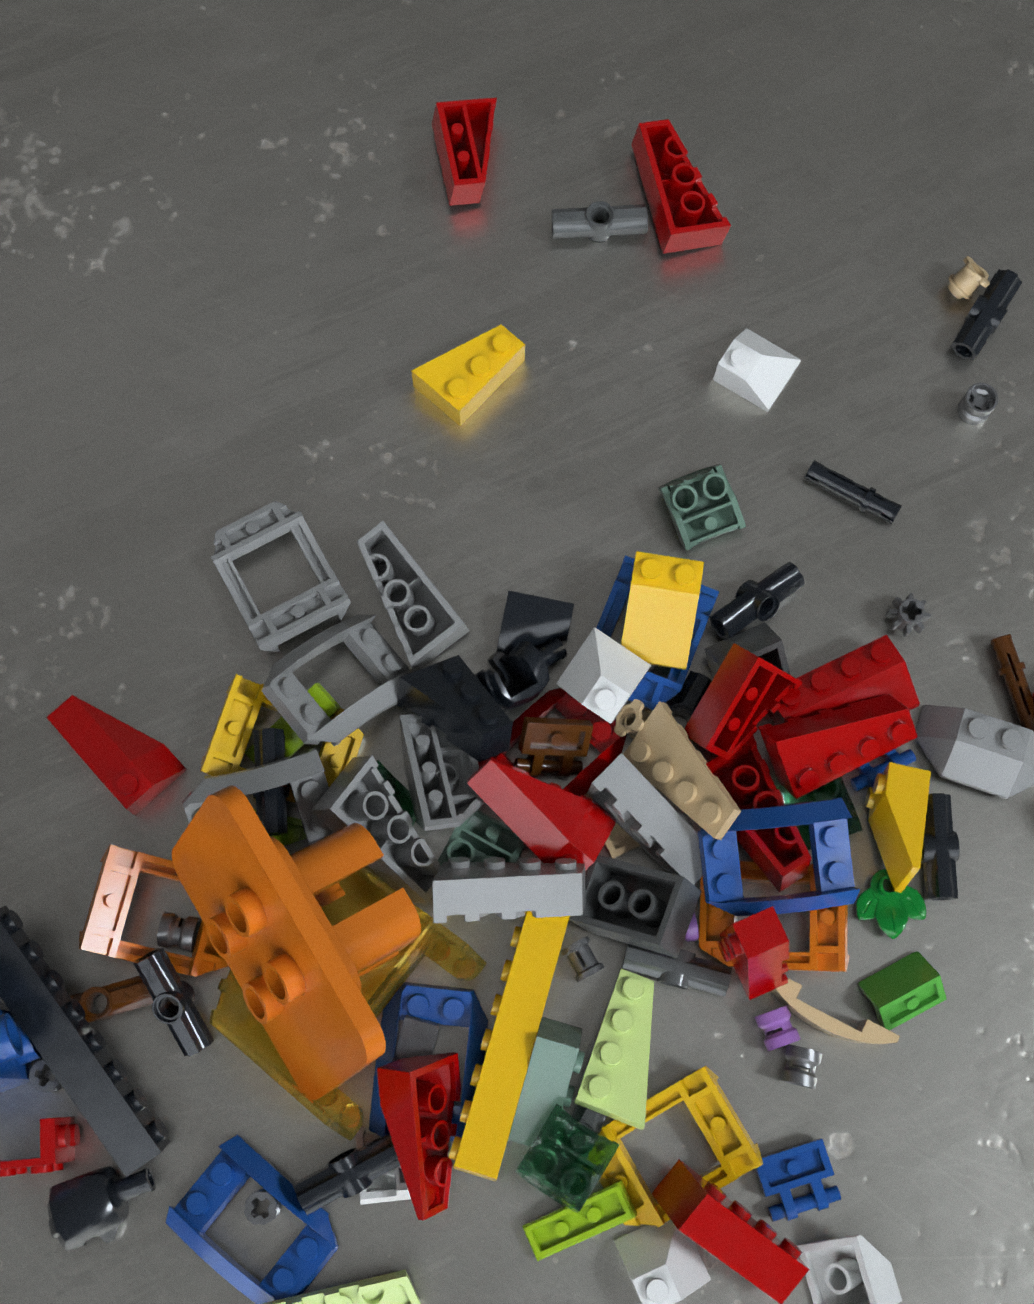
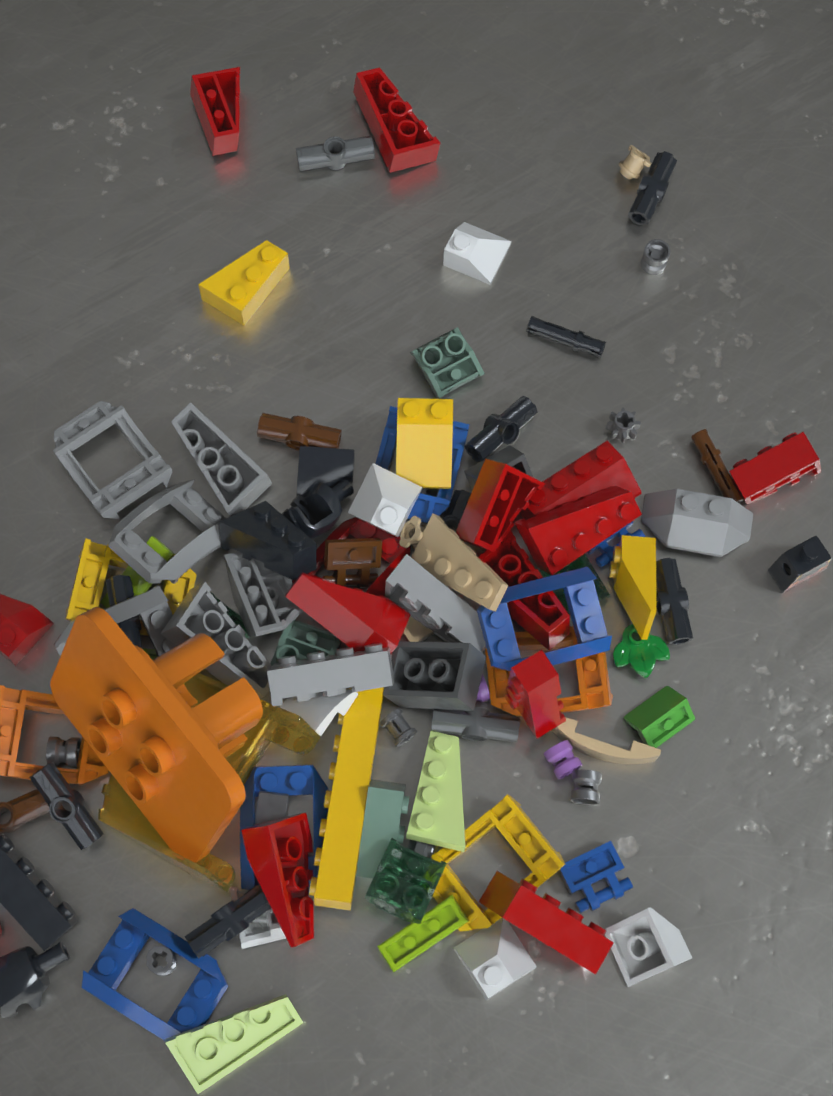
camera: 10 degrees left, 5 degrees down
(490, 932) = (321, 709): none -> white slope
(509, 571) = (297, 432): none -> reddish brown piece

